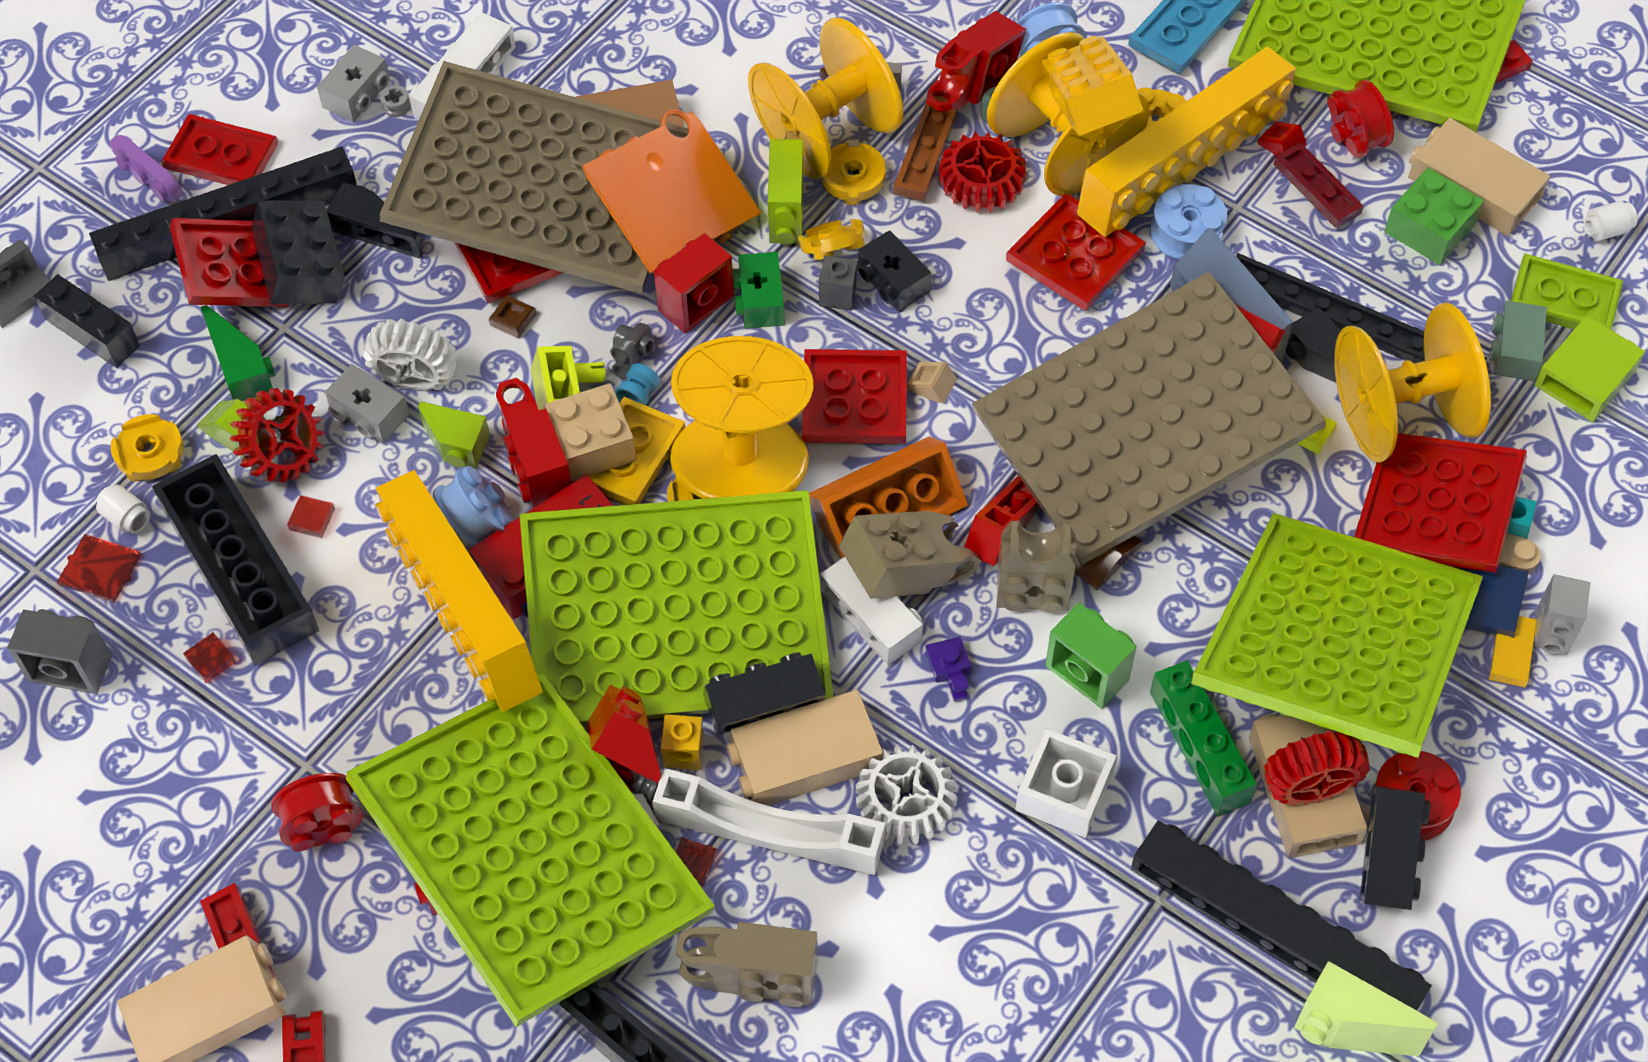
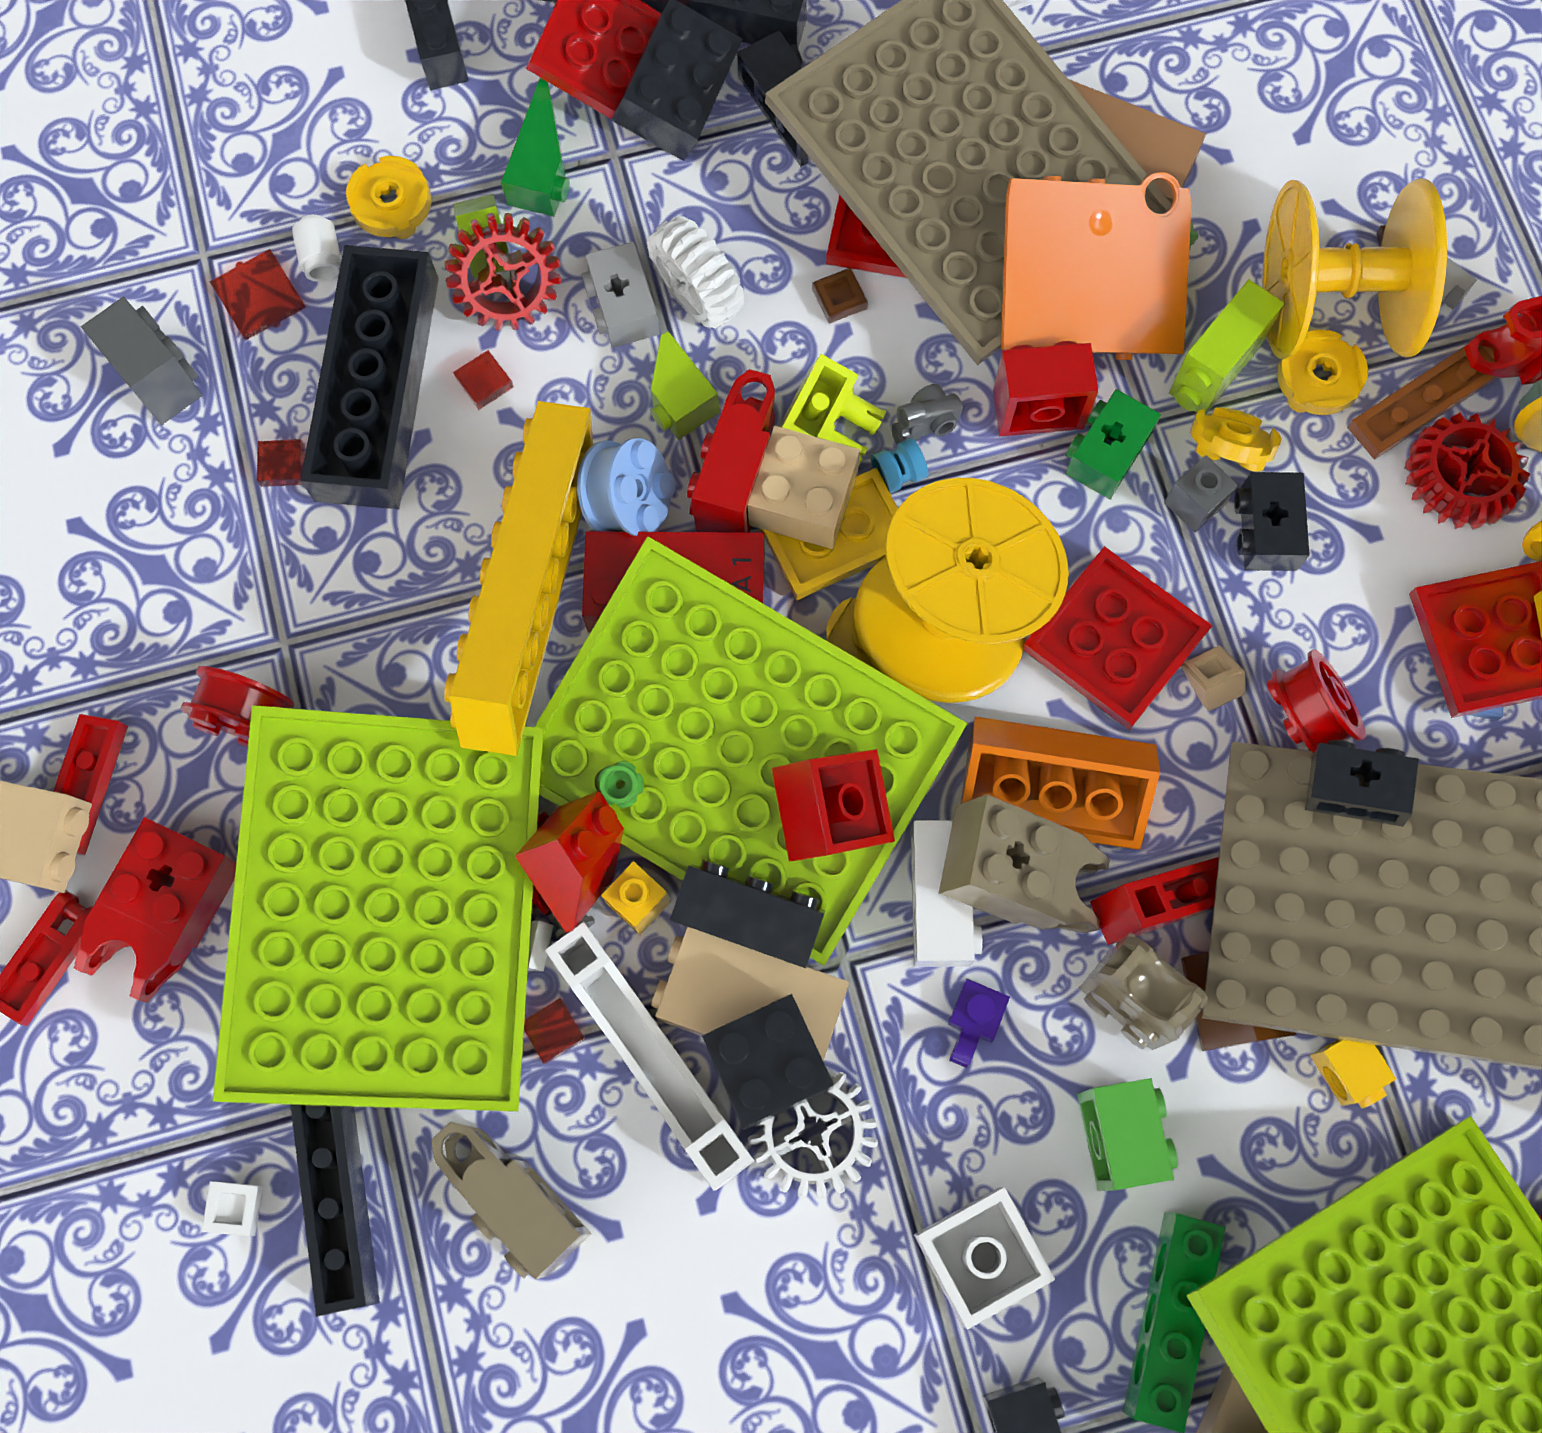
camera: 40 degrees right, 15 degrees up
(361, 983) = (149, 916): none -> red brick
(621, 665) = (633, 784): none -> bright green plate
(763, 591) = (832, 804): none -> red slope
(847, 760) = (768, 1062): none -> black brick
(1002, 349) = (1316, 703): none -> red wheel
(1063, 366) = (1337, 791): none -> black brick
(1189, 534) = (1354, 1071): none -> yellow brick

